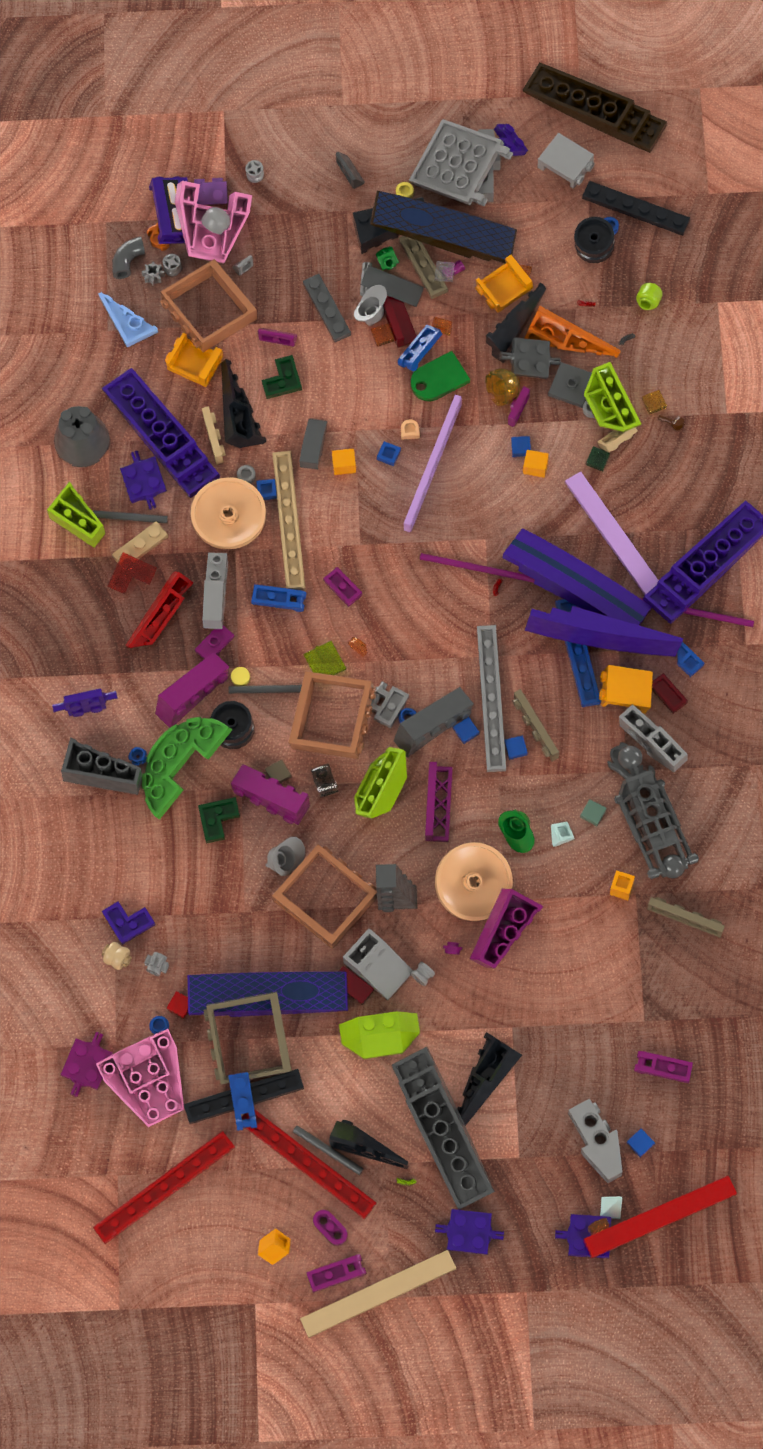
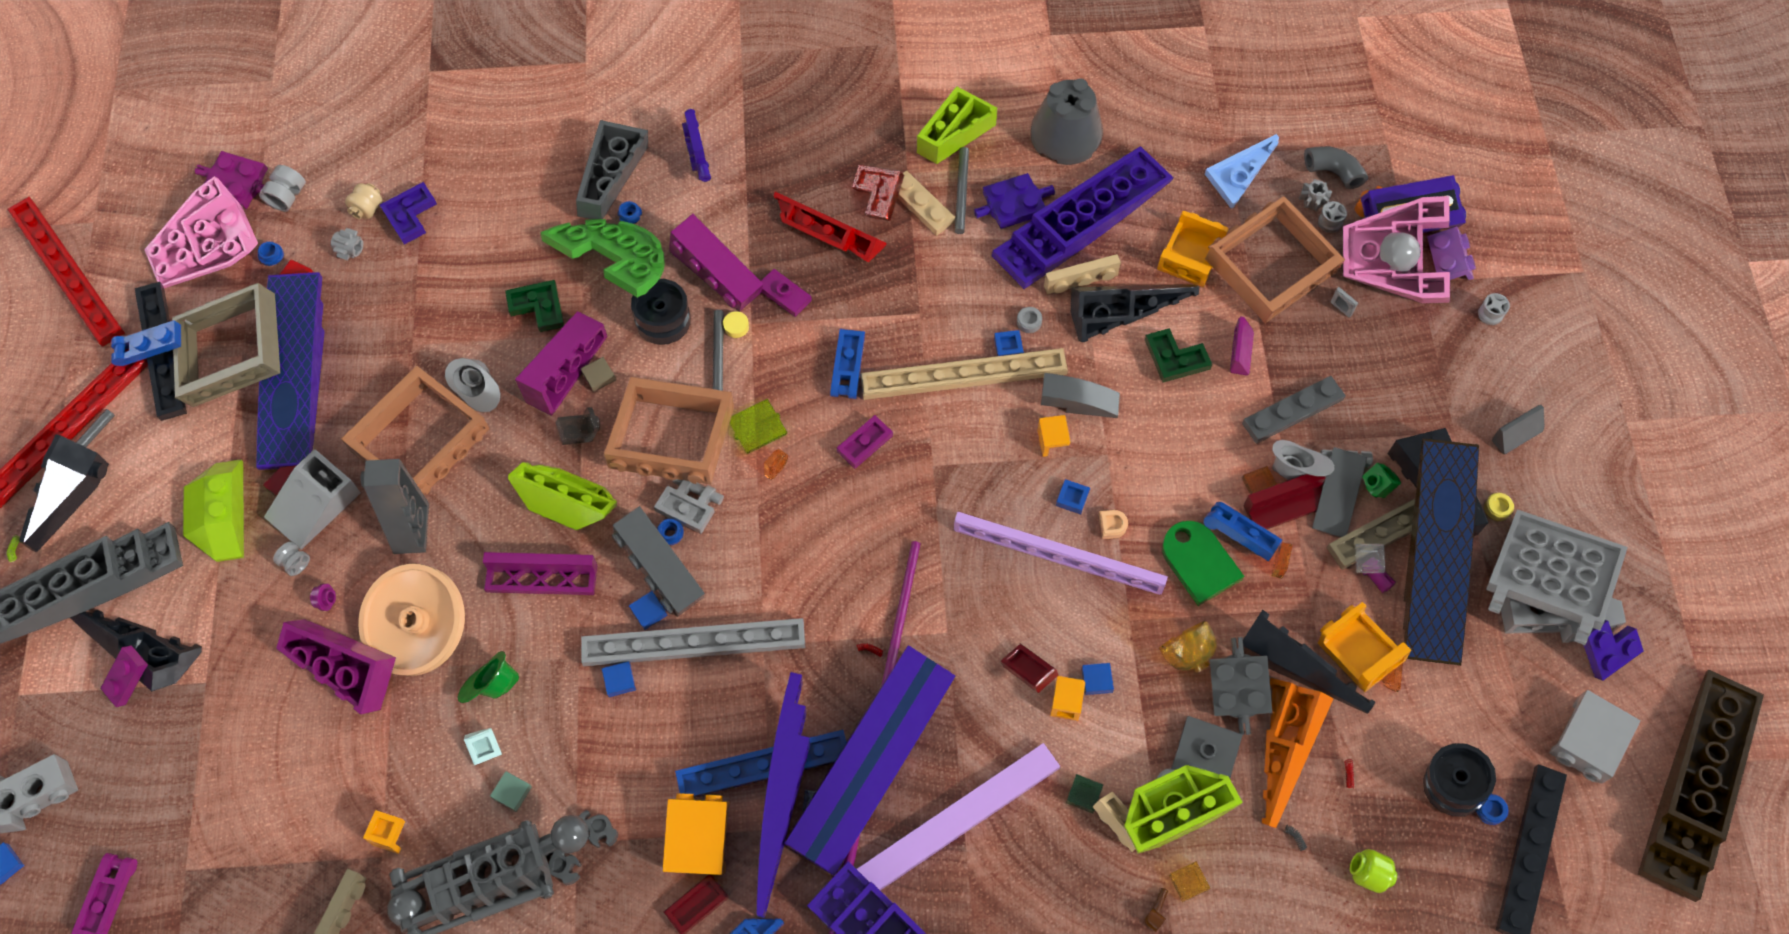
camera: 85 degrees right, 5 degrees down
(103, 1020) = (281, 189): none -> light grey wheel
(215, 591) = (846, 281): light grey brick -> none
(228, 513) = (965, 295): light nougat dish -> none
(511, 1074) = (123, 676): none -> magenta plate
(515, 485) = (1029, 668): none -> dark red tile
(518, 405) = (1160, 671): magenta plate -> none
(539, 732) = (638, 709): dark tan plate -> none
(653, 739) = (607, 876): light grey brick -> none

